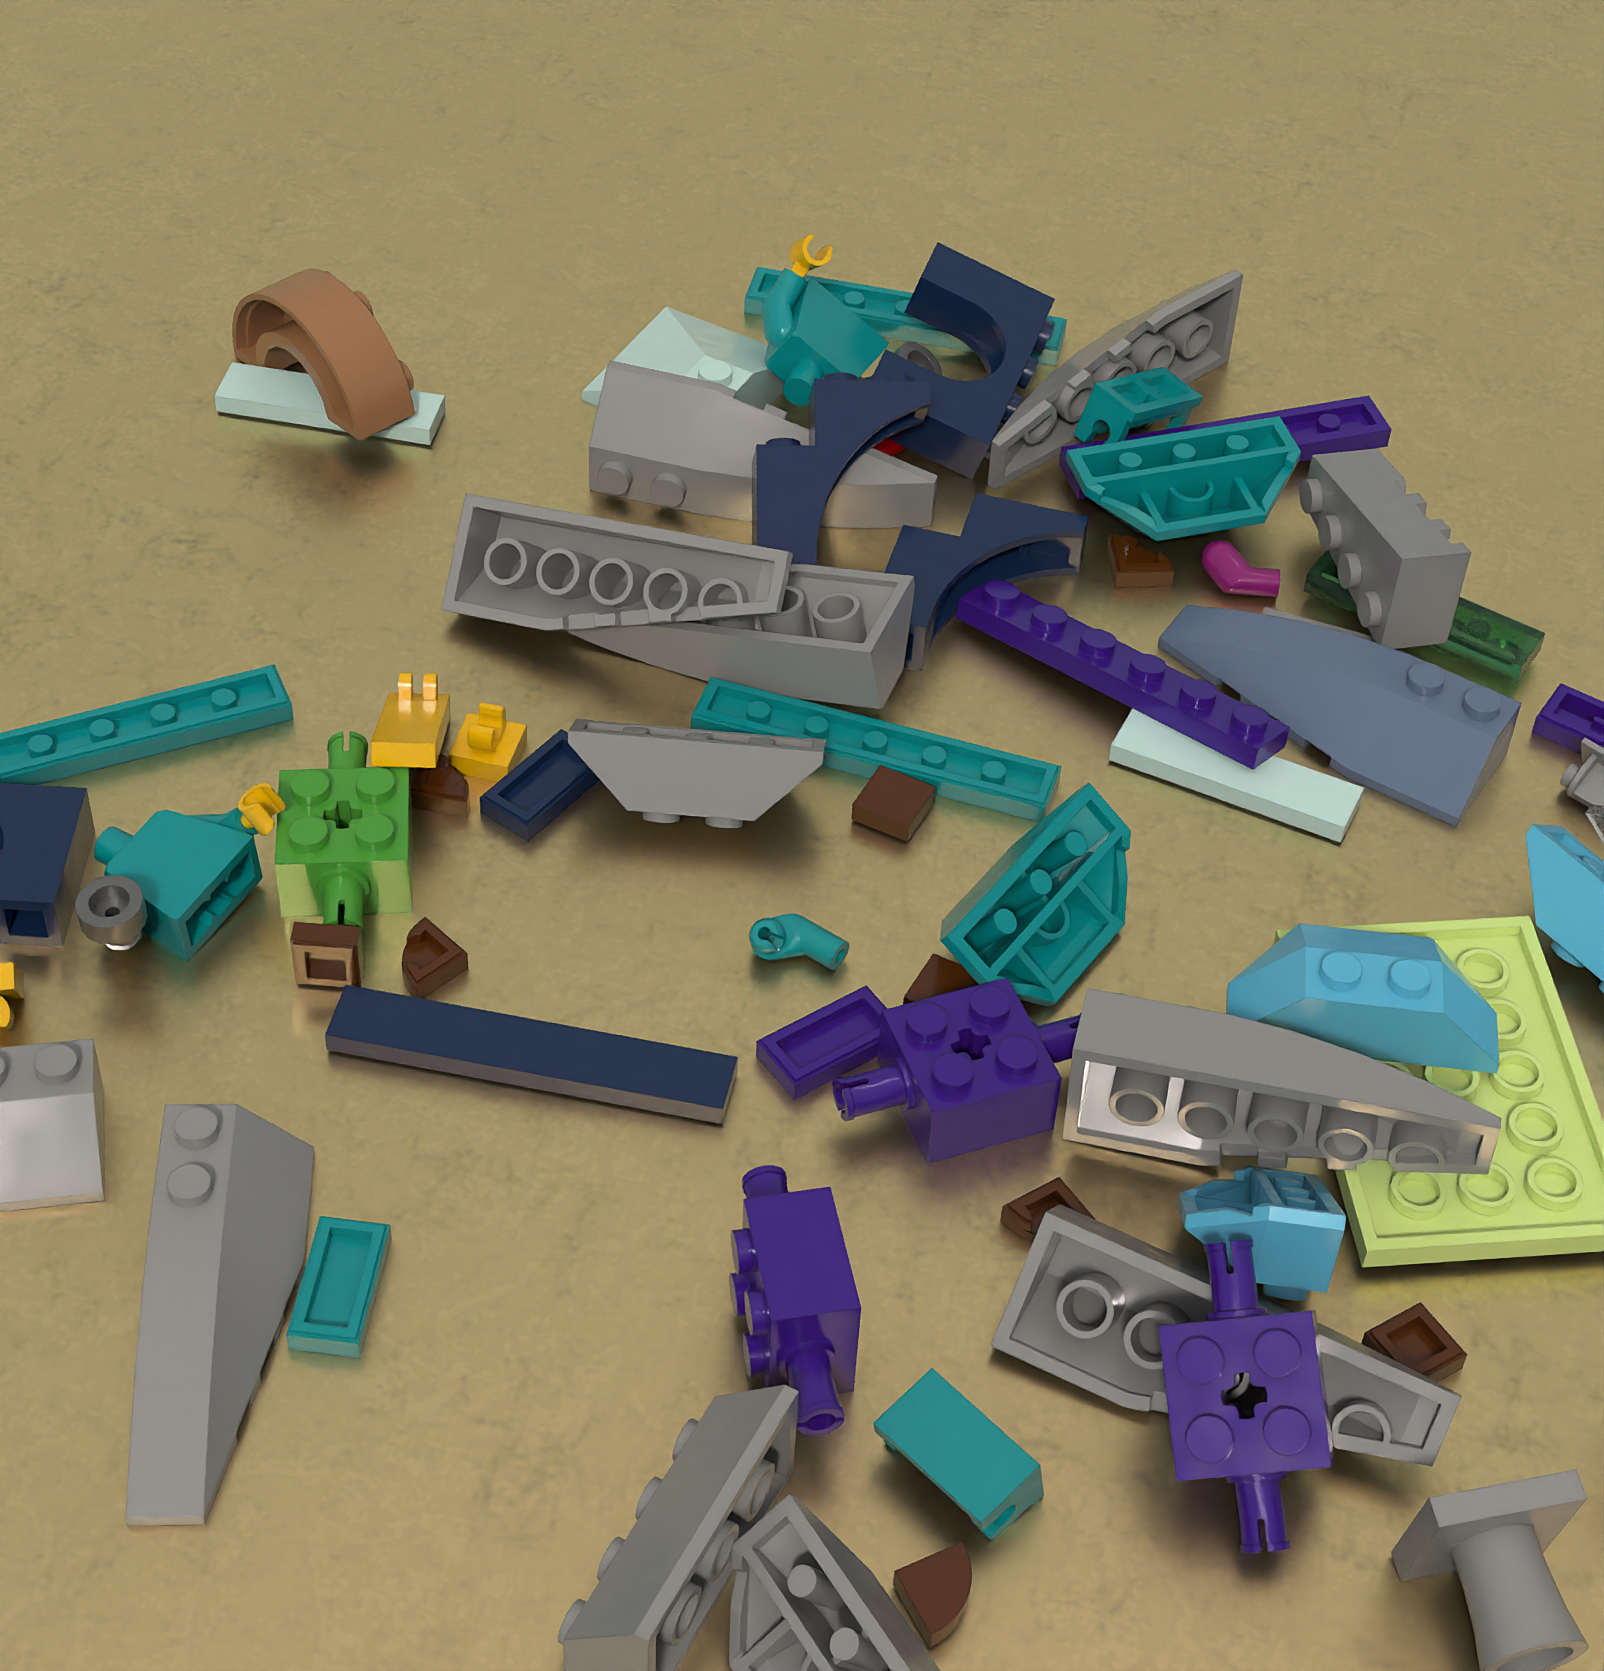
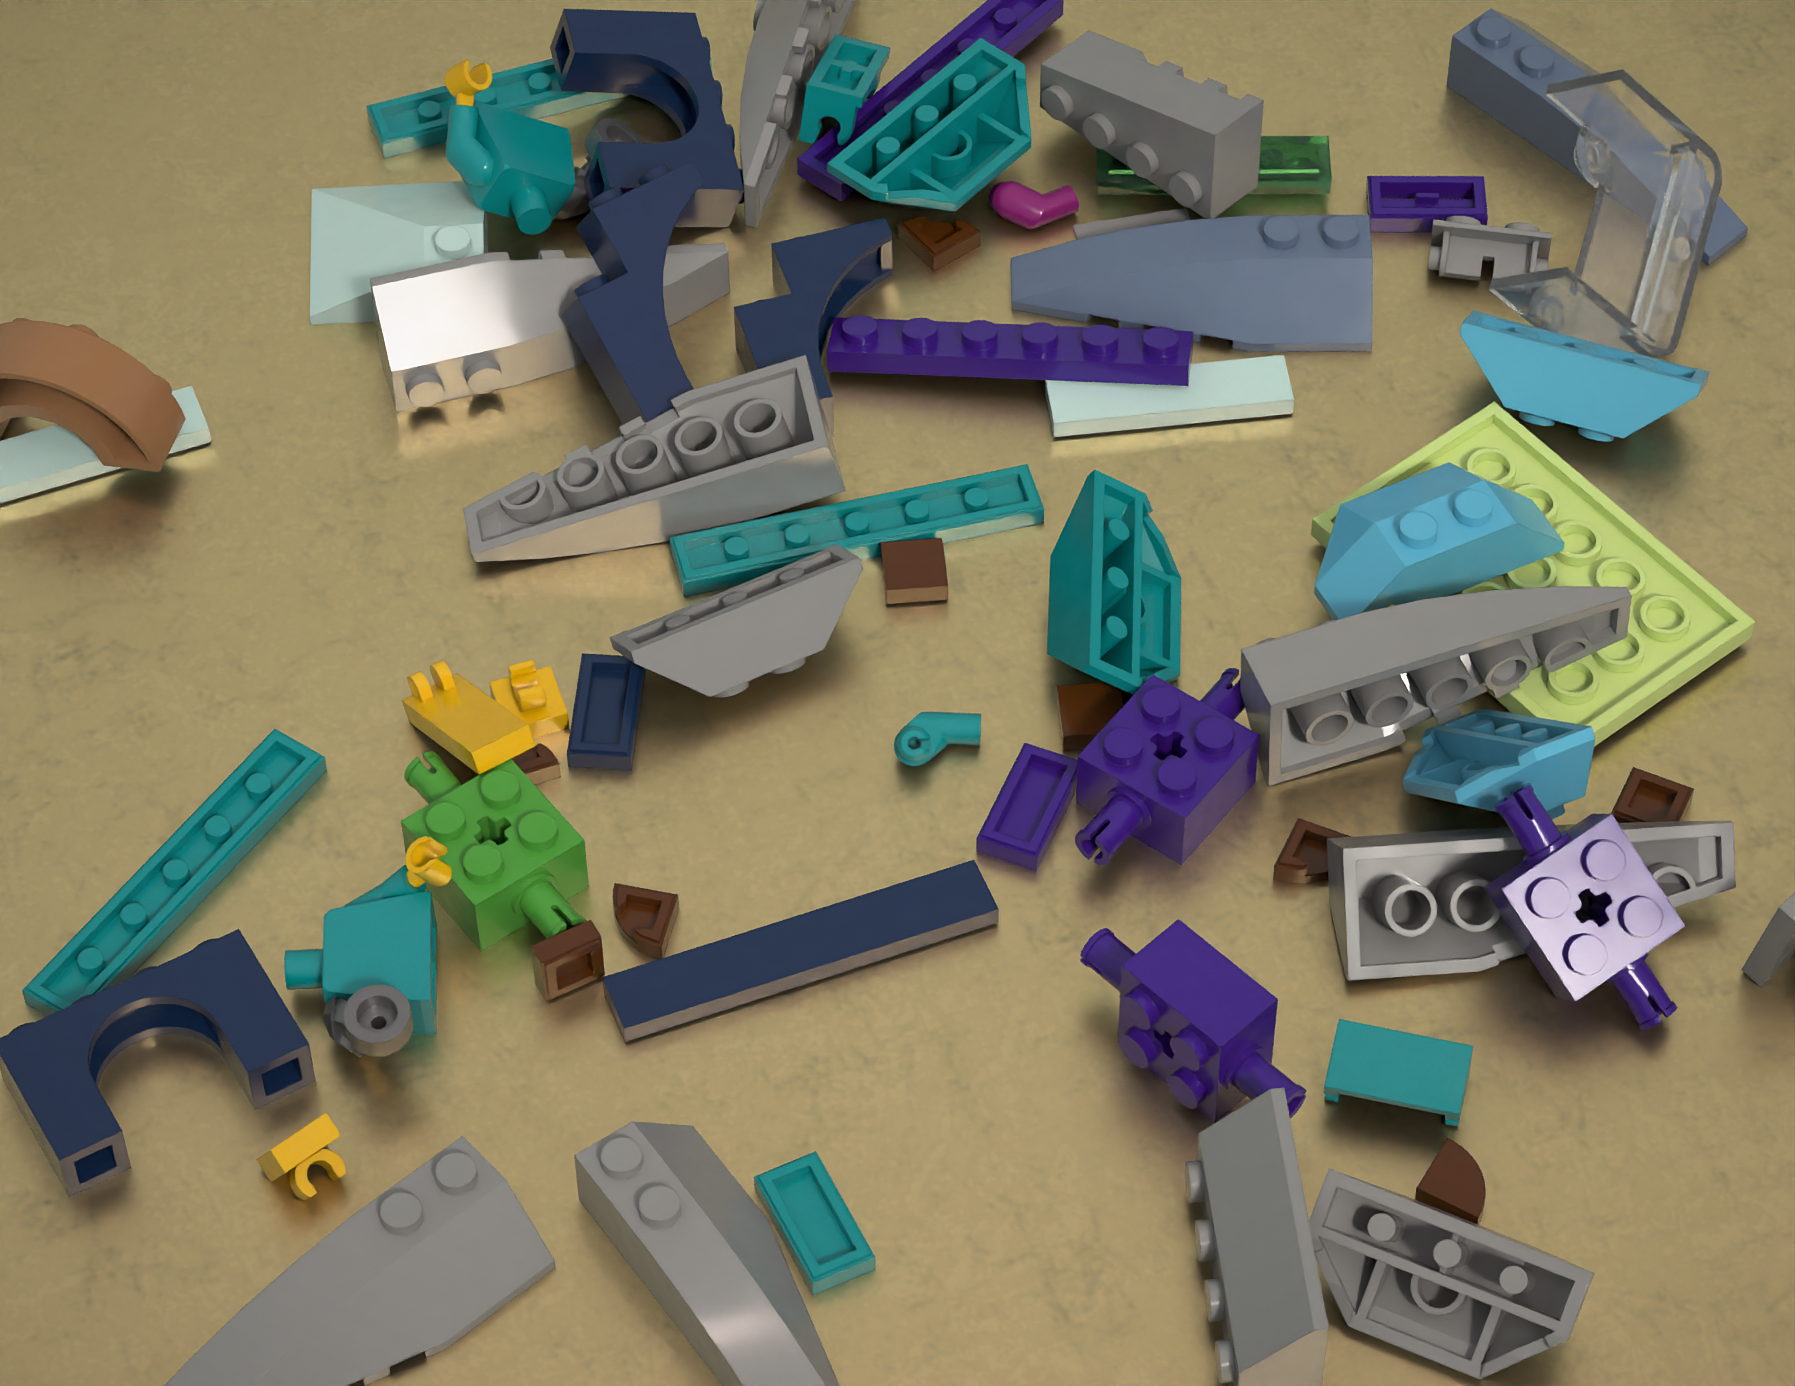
camera: 30 degrees left, 5 degrees up
(597, 572) = (516, 492): light grey wedge -> none

